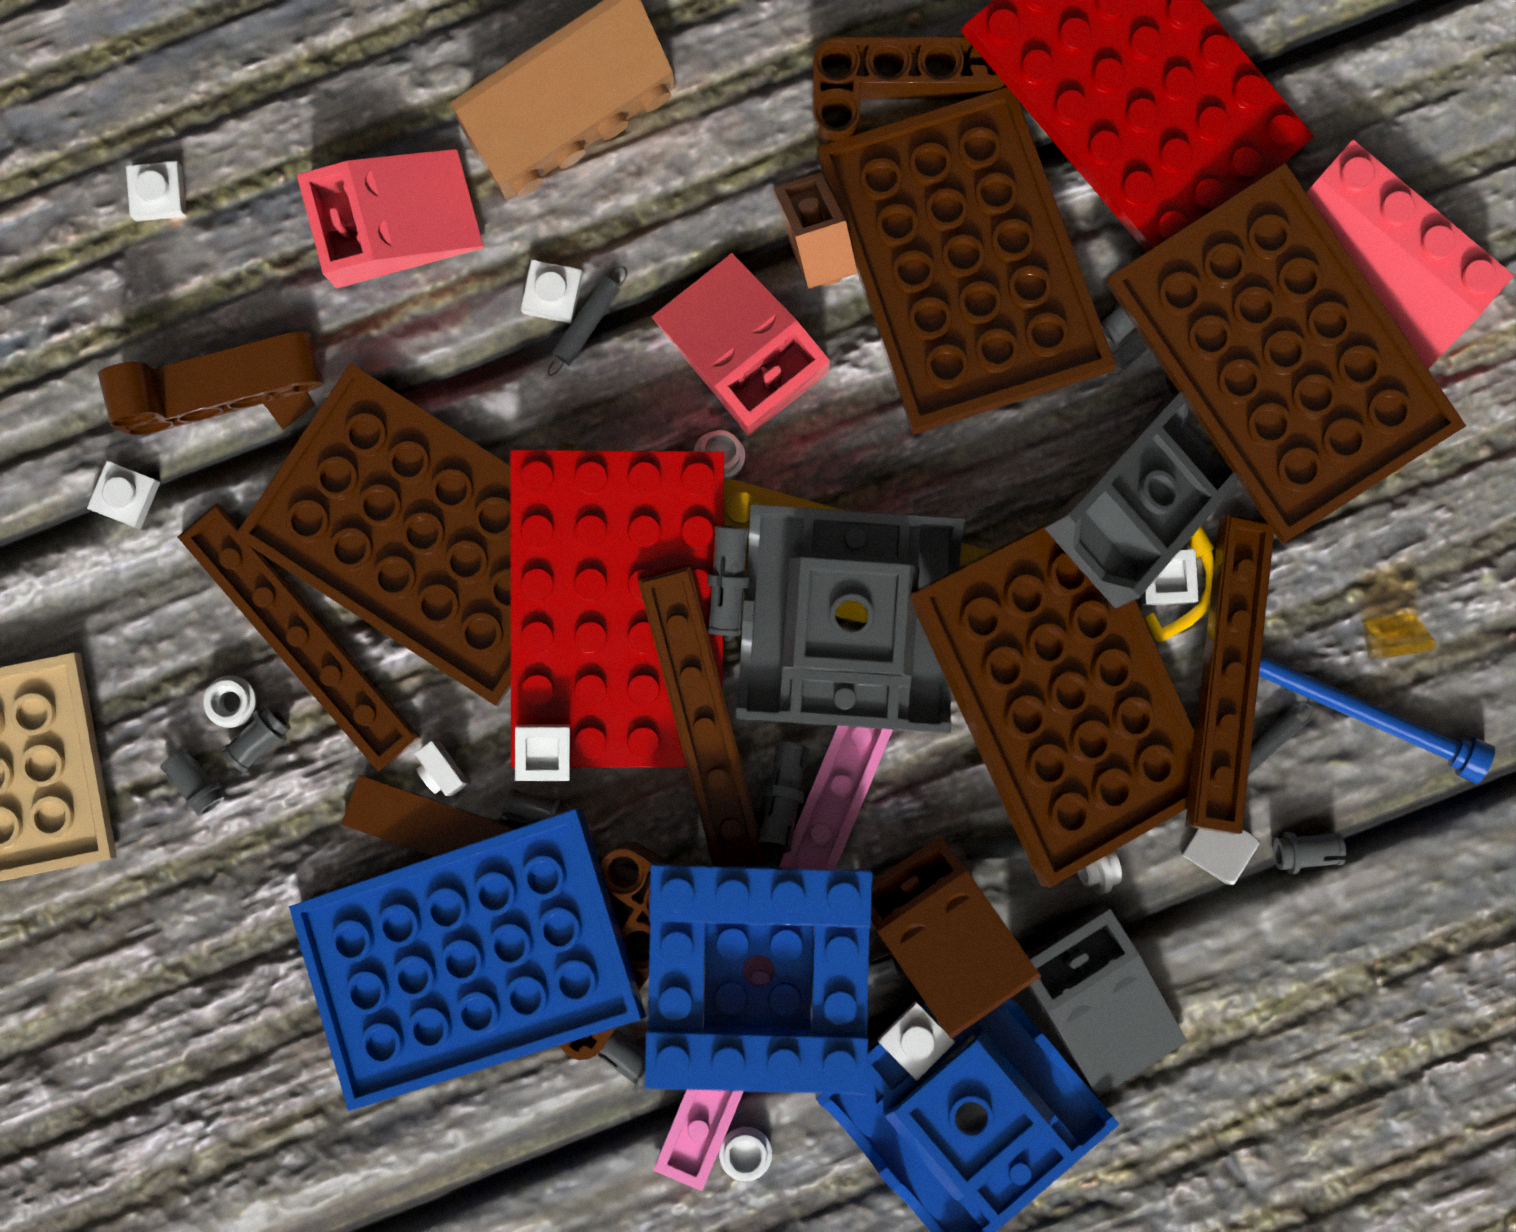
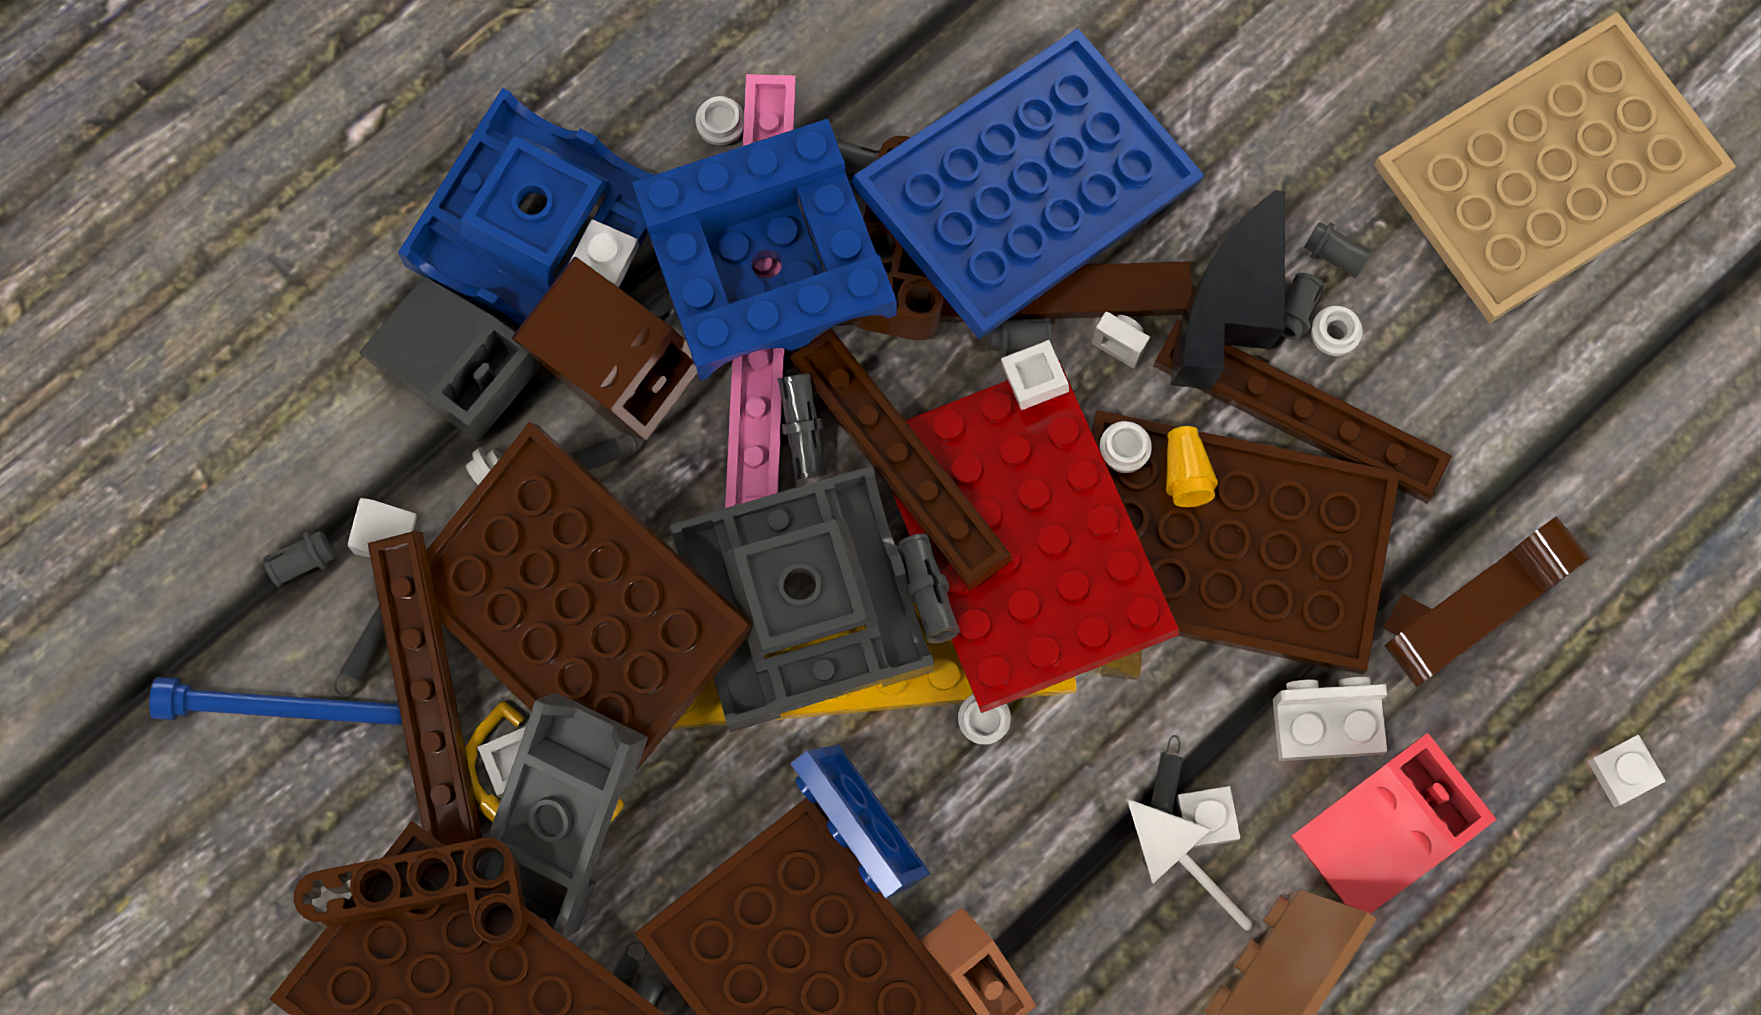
camera: 150 degrees right, 10 degrees down
(123, 495) = (1519, 476): white plate -> none
(313, 767) = (1236, 297): none -> black slope
(403, 333) = (1330, 720): none -> white bracket
(433, 607) = (1189, 469): none -> yellow cone
(483, 654) = (1125, 447): none -> white plate
(595, 280) = (1166, 841): none -> white piece
(742, 343) = (1006, 830): coral slope -> none
(871, 394) = (859, 820): none -> blue plate
(1308, 464) = (409, 893): none -> reddish brown beam
(1396, 636) = (274, 787): clear yellow slope -> none

